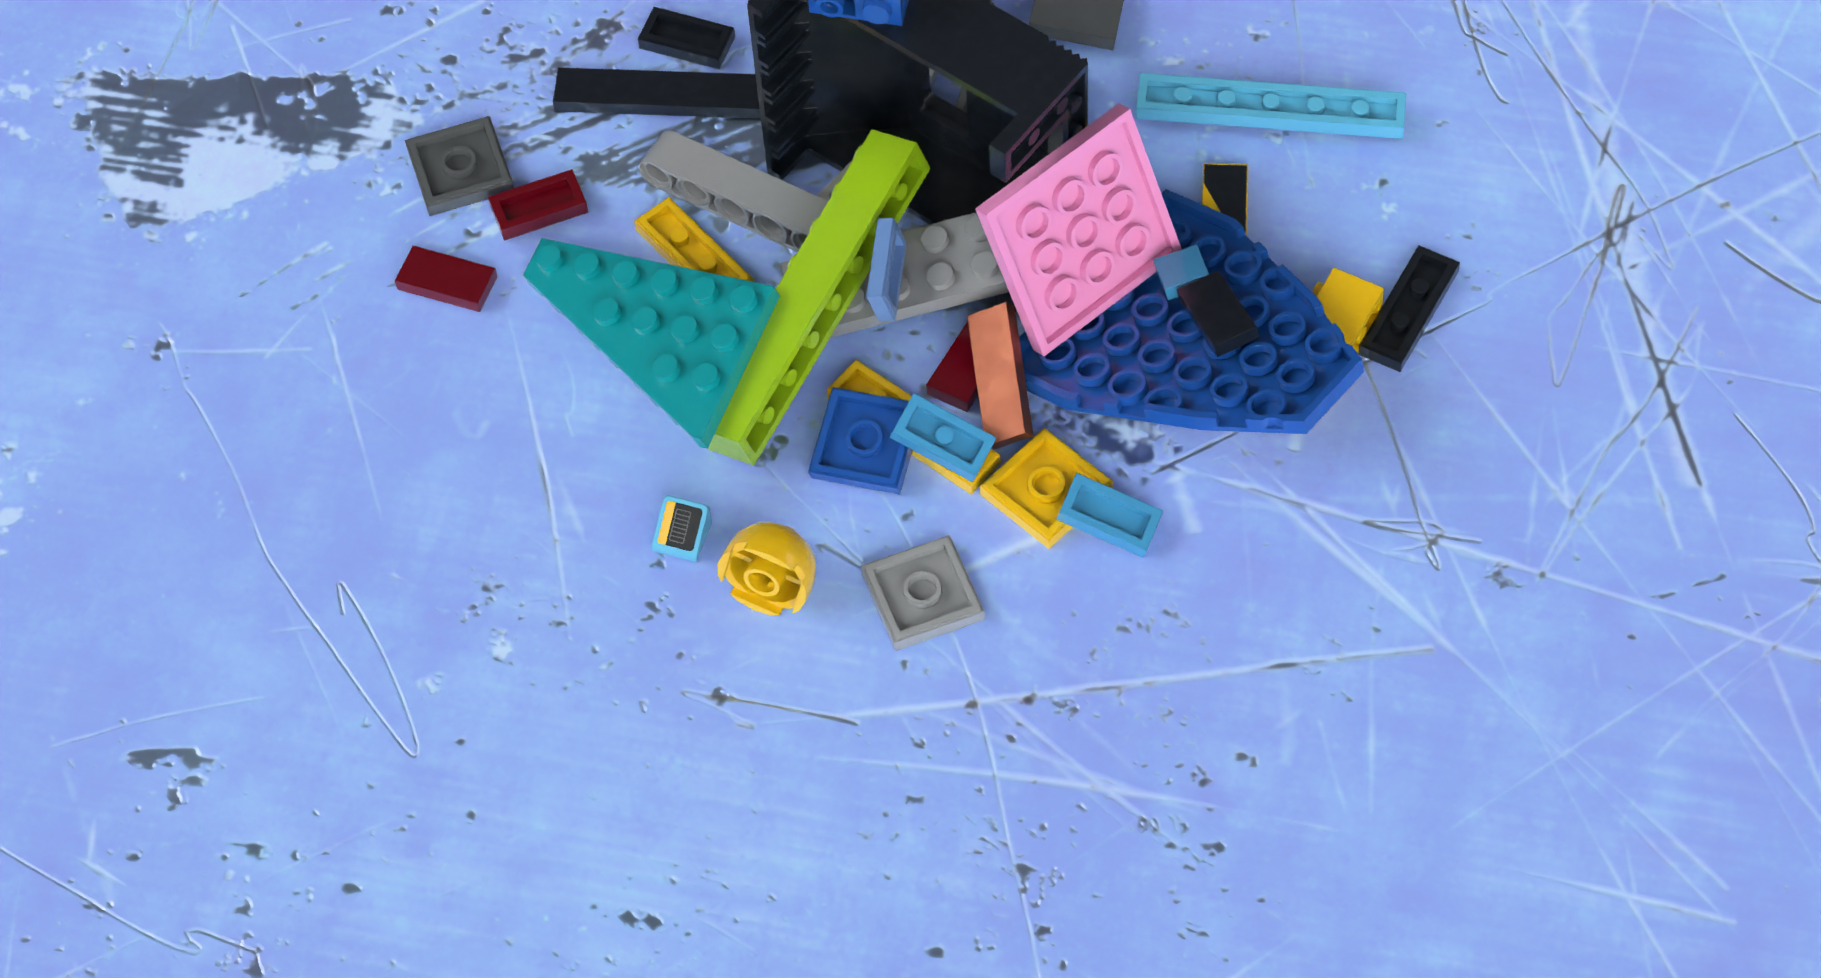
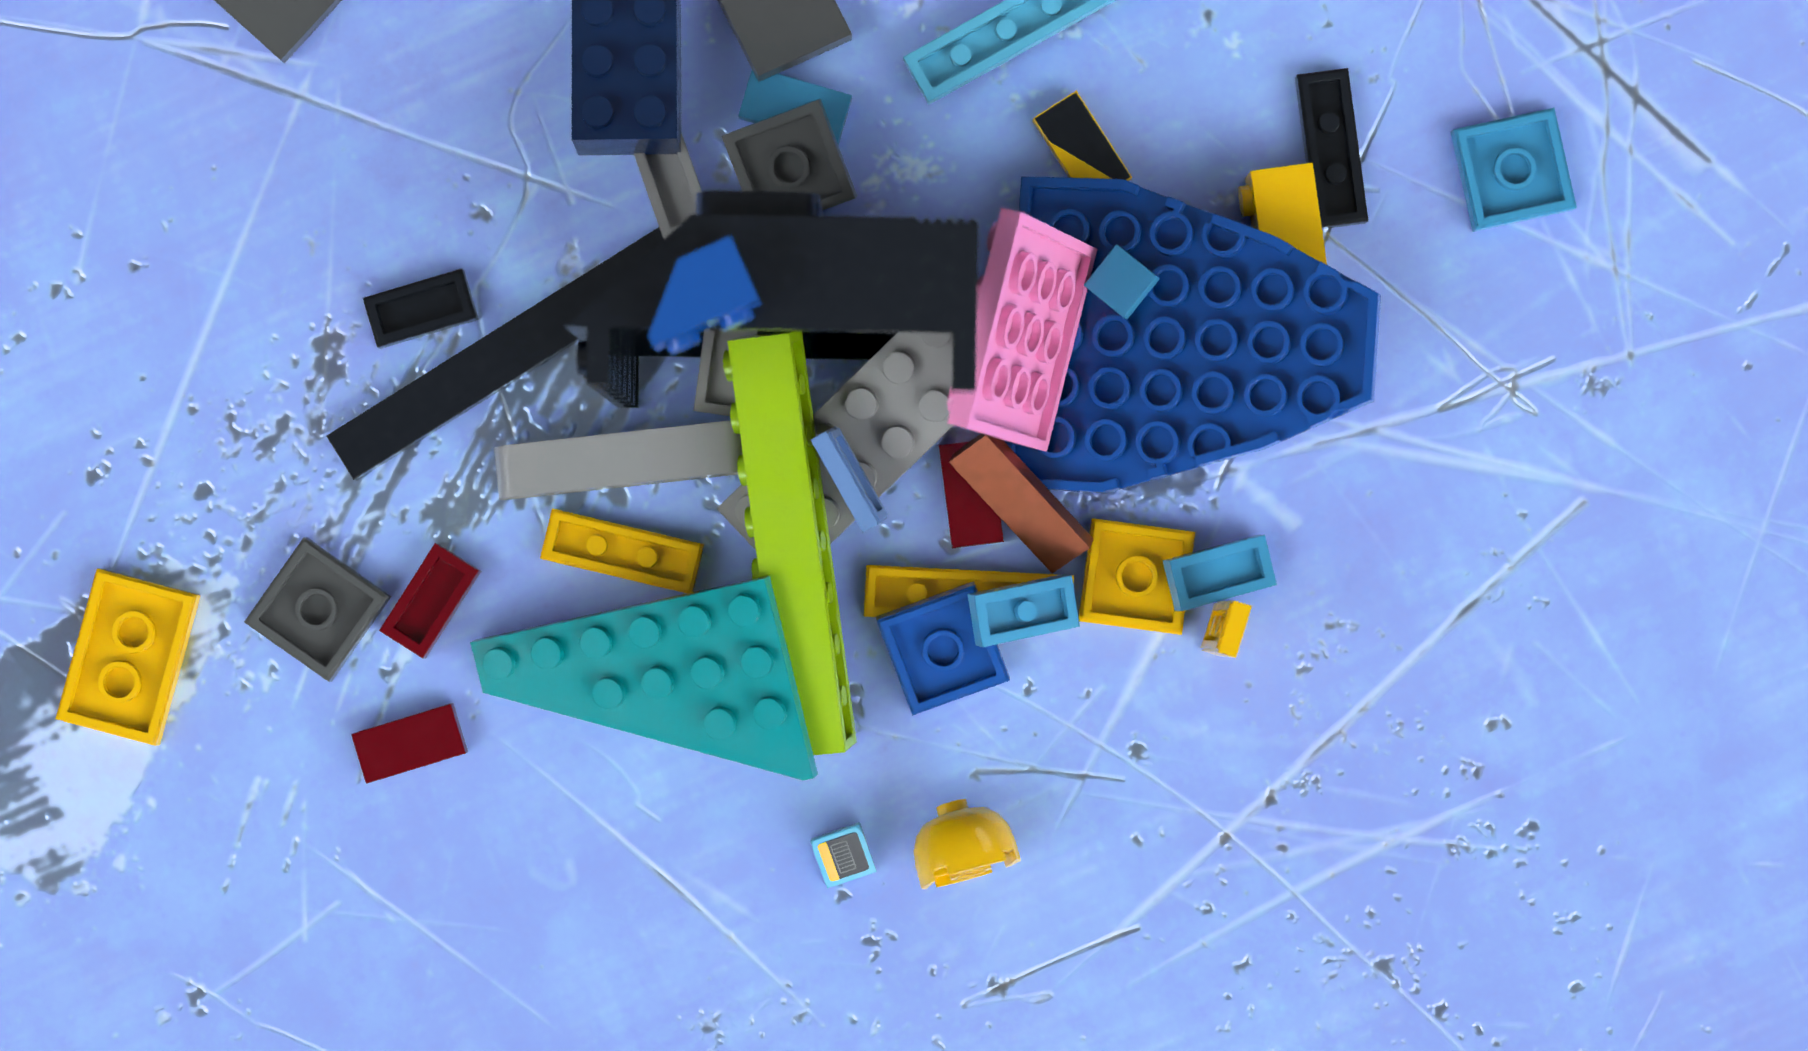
camera: 40 degrees left, 30 degrees up
(311, 119) = (128, 657): none -> yellow tile
(922, 593) = (1104, 762): light grey tile -> none
(1080, 524) = (1226, 628): none -> yellow tile
(1218, 313) = (1196, 316): black tile -> none
(1539, 399) = (1513, 169): none -> dark azure tile

